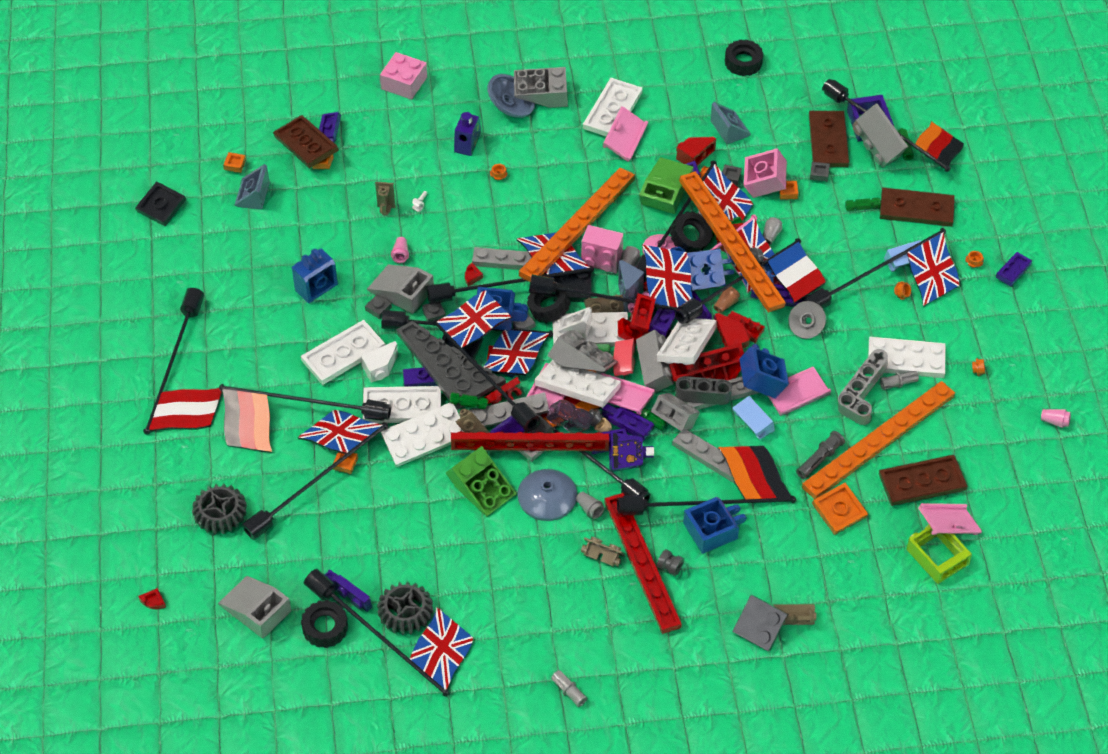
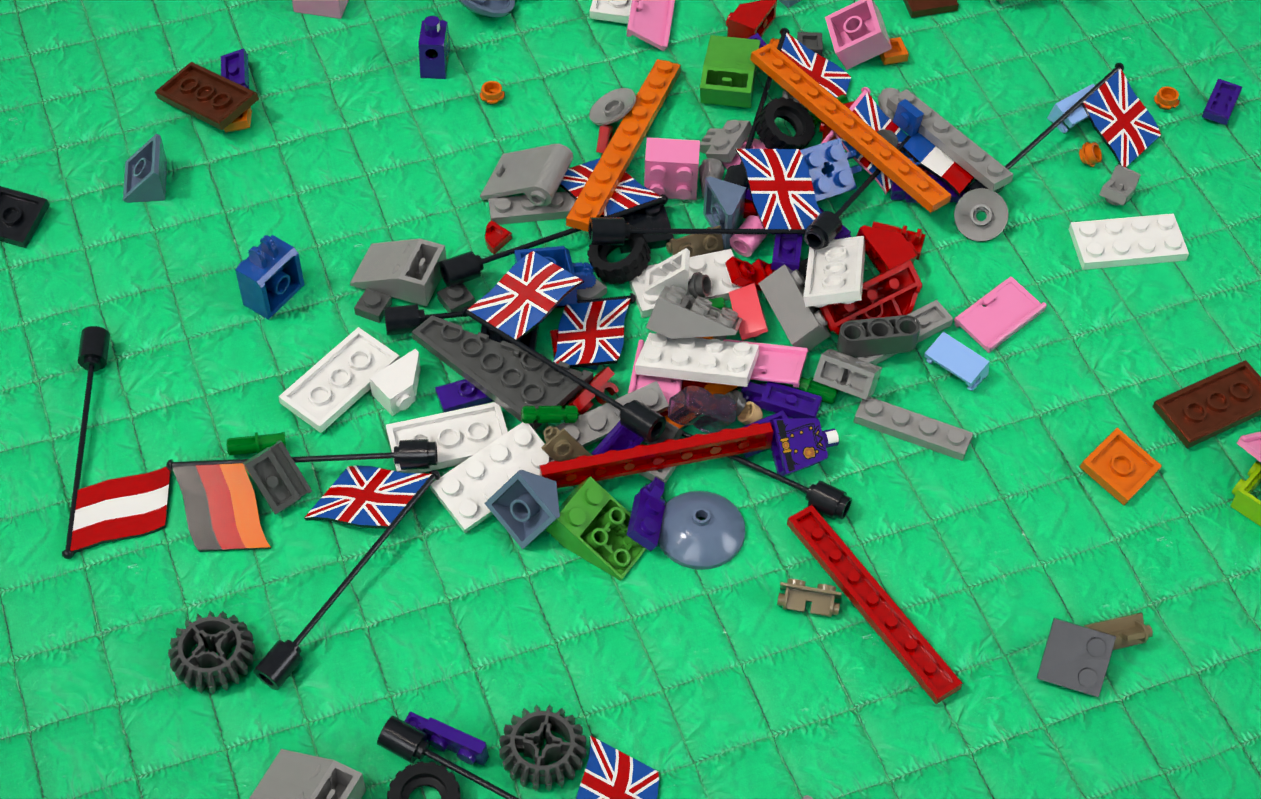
camera: 15 degrees left, 0 degrees up
(234, 162) = (109, 141): orange plate -> none
(279, 384) = (253, 444): none -> green axle
(285, 408) = (277, 477): none -> dark grey plate
(348, 464) = (392, 545): orange plate -> none
(385, 197) = (343, 150): dark tan hinge -> none
(400, 250) = (383, 222): bright pink cone -> none
(418, 204) = (391, 154): white hand -> none
(435, 456) = (525, 506): none -> sand blue slope
(506, 235) = (531, 172): none -> light grey door
(514, 478) = (647, 515): none -> dark purple hinge
(566, 214) = (605, 134): none -> red tile
(577, 197) = (612, 106): none -> light grey dish
(590, 505) = (770, 532): light grey cone -> none
(594, 333) = (699, 285): none -> dark grey plate
(642, 313) = (757, 245): red slope -> none
(648, 234) = (722, 142): none -> light grey hinge
(670, 562) = (913, 593): dark grey wheel -> none
(713, 524) = (955, 525): blue hinge -> none
(726, 300) = (862, 208): nougat cone -> none
(752, 473) = (984, 441): flag -> none
(763, 371) = (954, 294): blue hinge -> none
(776, 242) = (908, 117): none -> blue plate
(801, 263) = (956, 144): none -> light grey plate
(819, 171) = (924, 21): dark grey plate -> none
(826, 449) = (1070, 387): dark grey pin -> none
(861, 204) = (995, 53): green axle -> none
(865, 383) = (1090, 284): light grey beam -> none
(878, 440) = (1132, 363): orange plate -> none
(898, 380) = (1130, 273): light grey axle -> none
(914, 318) = (1120, 186): none -> light grey bracket
(917, 206) = (1066, 45): copper plate -> none
(978, 366) = (1229, 236): orange plate -> none

